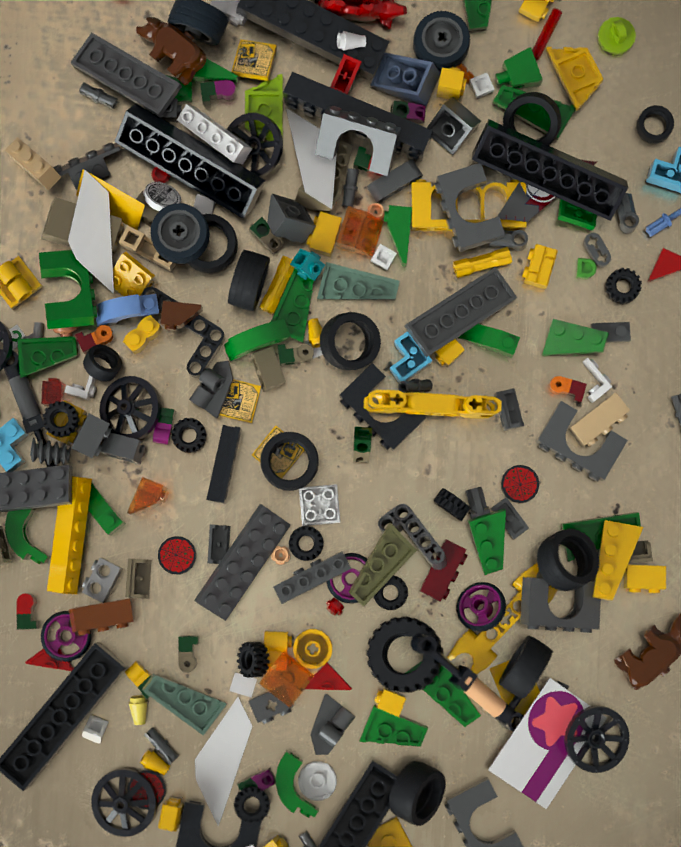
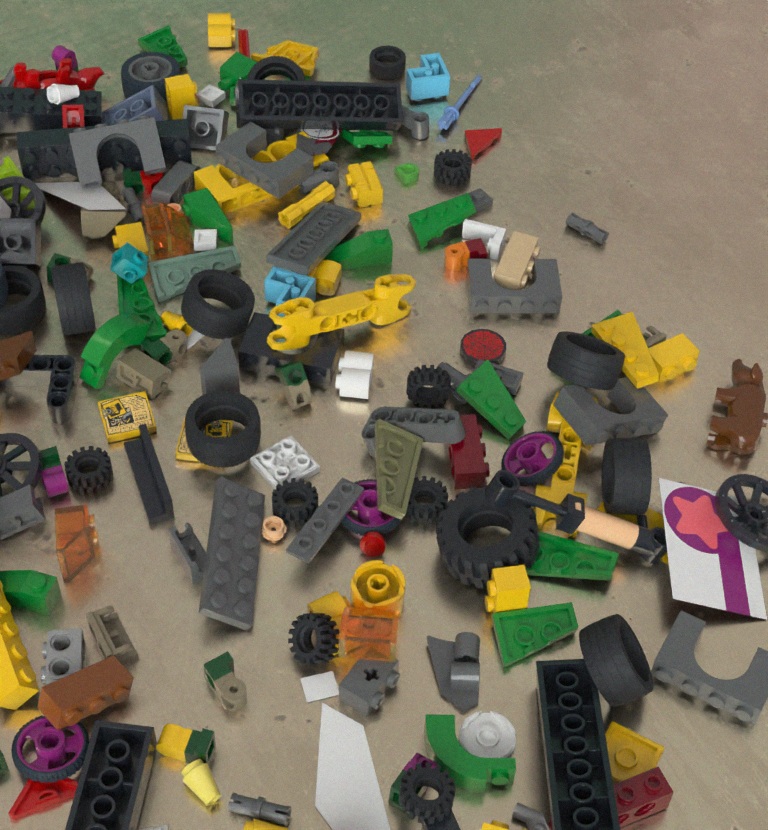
camera: 35 degrees left, 35 degrees down
(177, 555) = (147, 592): tile -> none
(188, 704) = (268, 736): sand green wing -> none
(213, 388) = (90, 416): dark grey panel -> none
(277, 286) = (107, 297): yellow axle -> none
(289, 219) = (87, 243): dark grey slope -> none
(317, 409) = (220, 370): none -> dark grey slope
(328, 679) = (419, 623): red tile -> none
(412, 458) = (355, 374): none -> white brick
(510, 411) = (424, 300): dark grey hinge -> none
(593, 252) = (404, 154): dark grey beam -> none
(616, 35) = (307, 27): lime tile -> none

